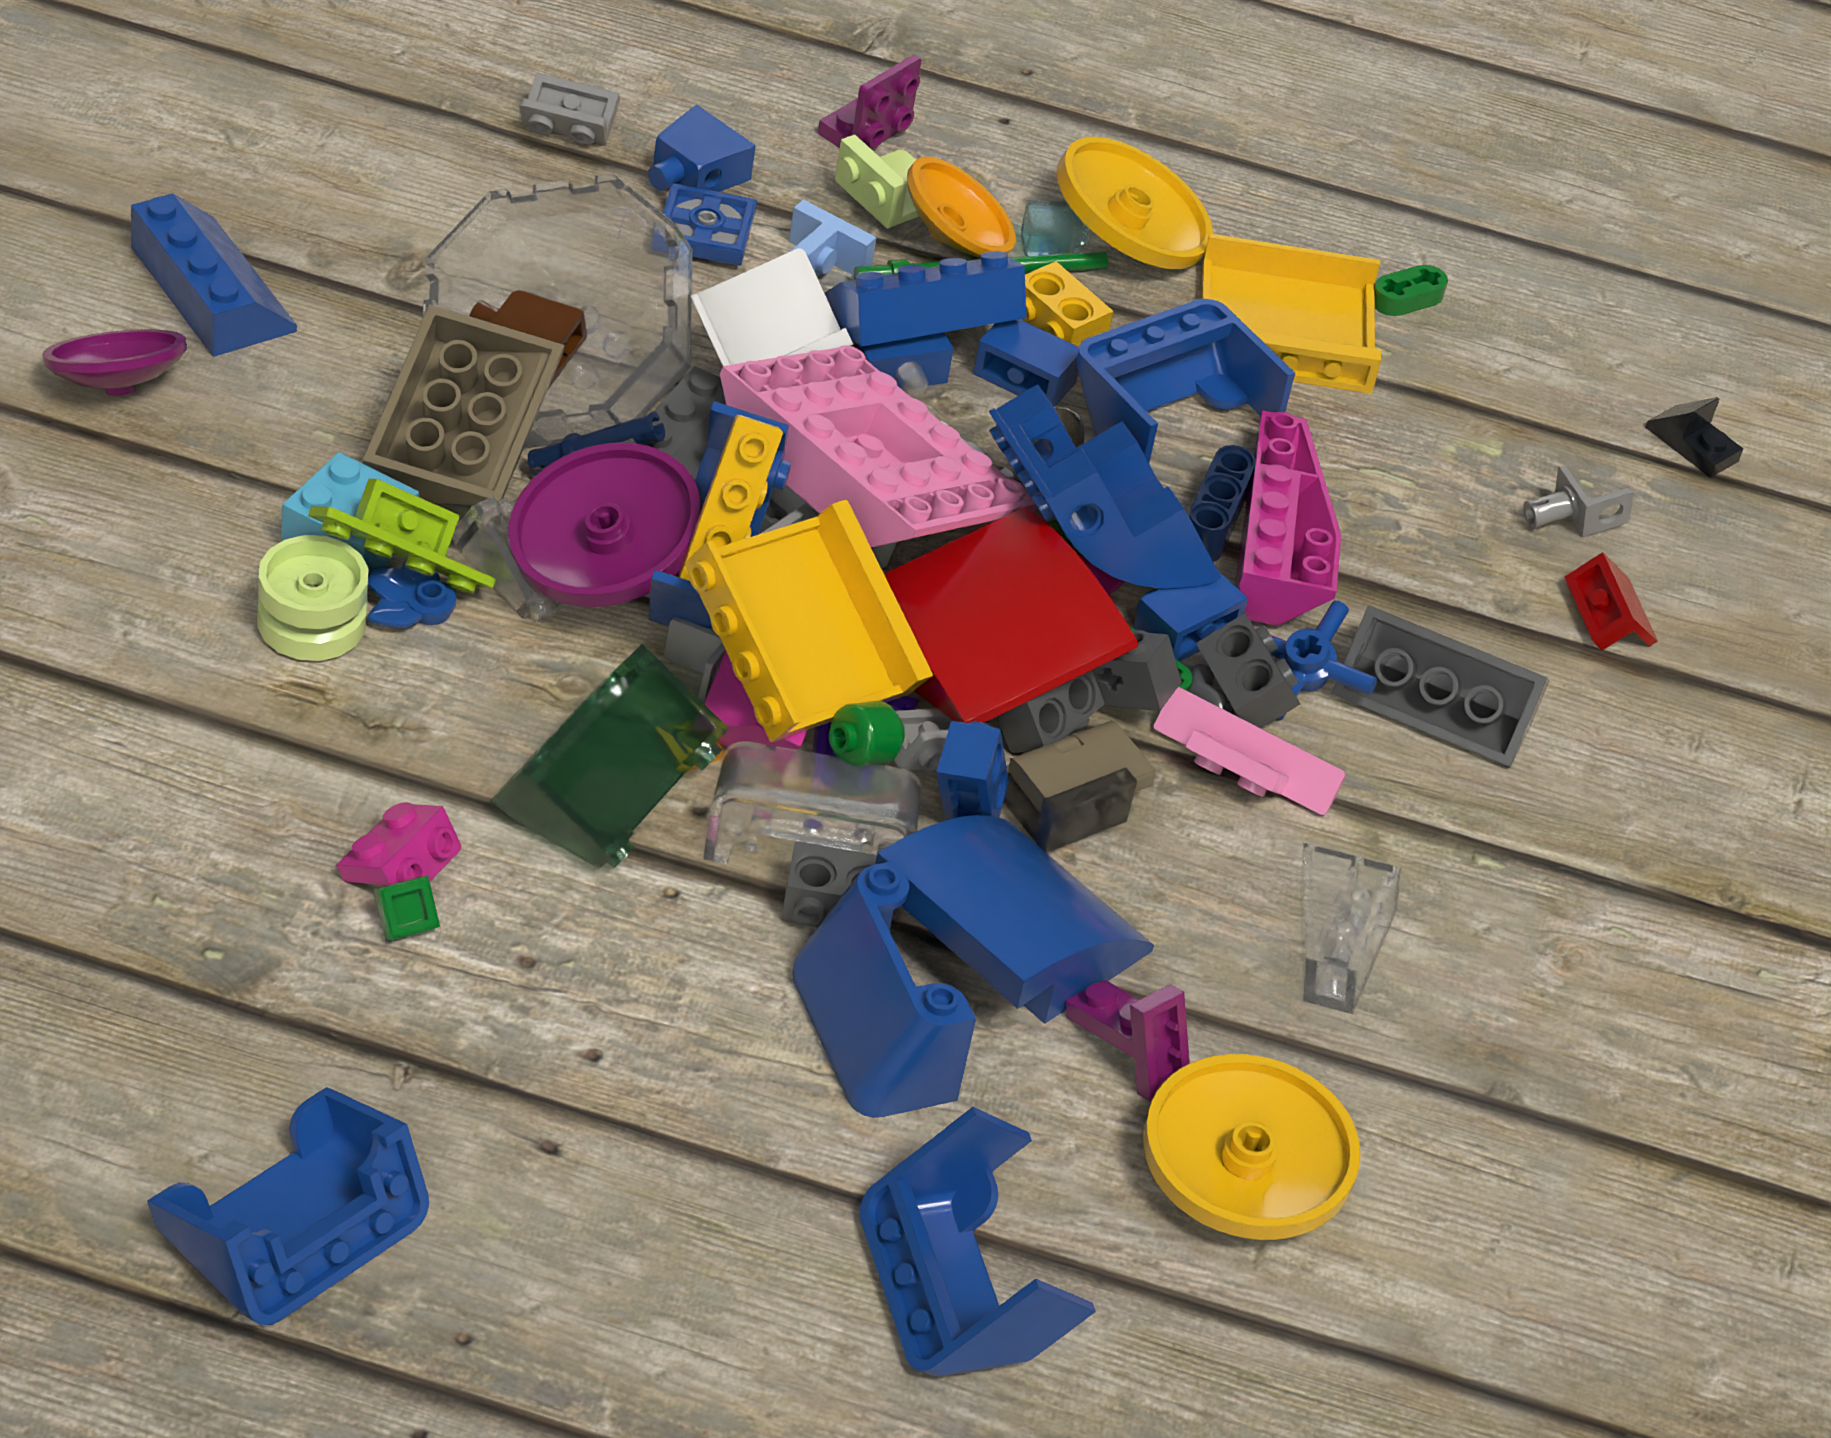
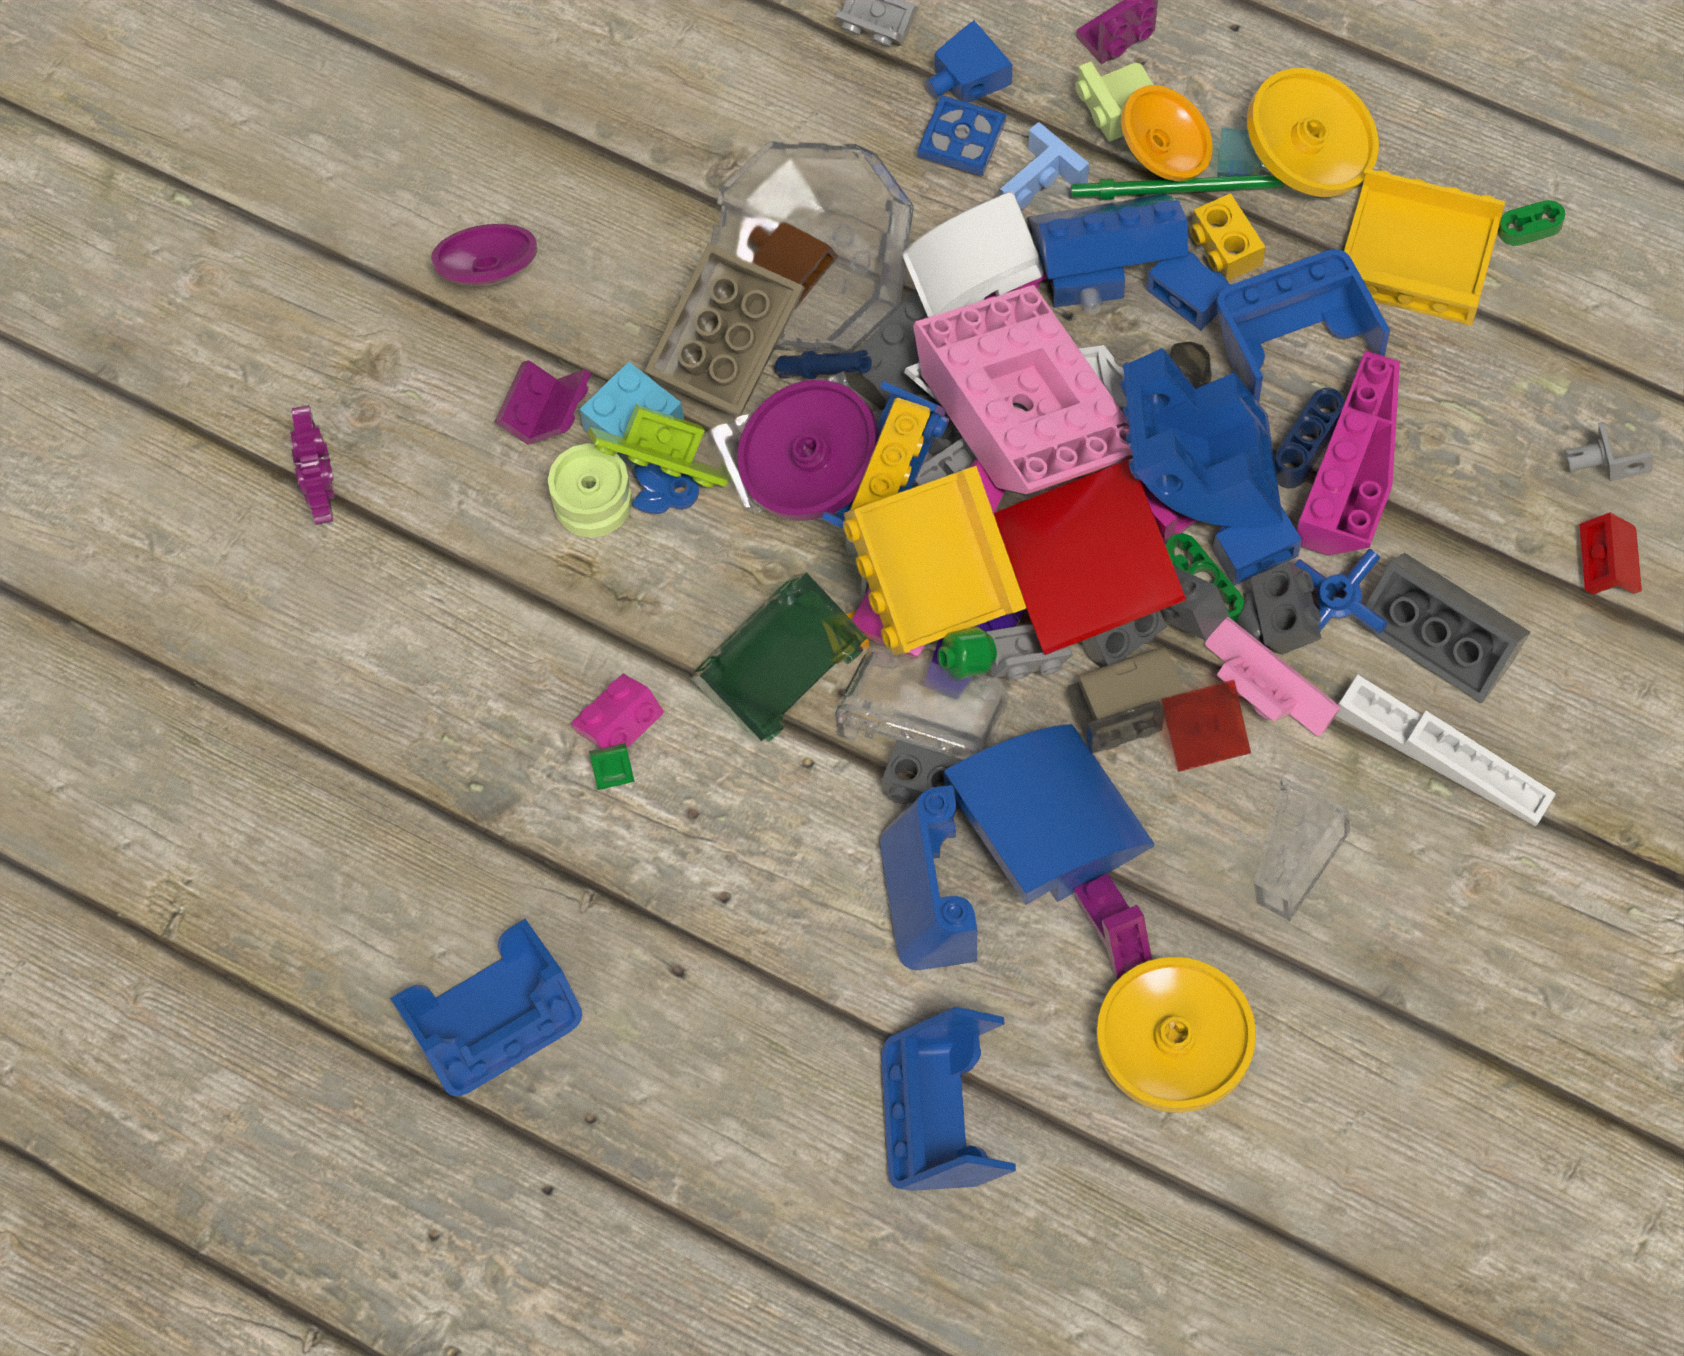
camera: 25 degrees right, 20 degrees up
(206, 275) = (571, 173): blue slope -> none
(217, 517) = (541, 404): none -> magenta bracket
(972, 771) = (1041, 693): blue brick -> none
(1186, 806) = (1206, 725): none -> clear red piece
(1479, 814) = (1443, 750): none -> white slope

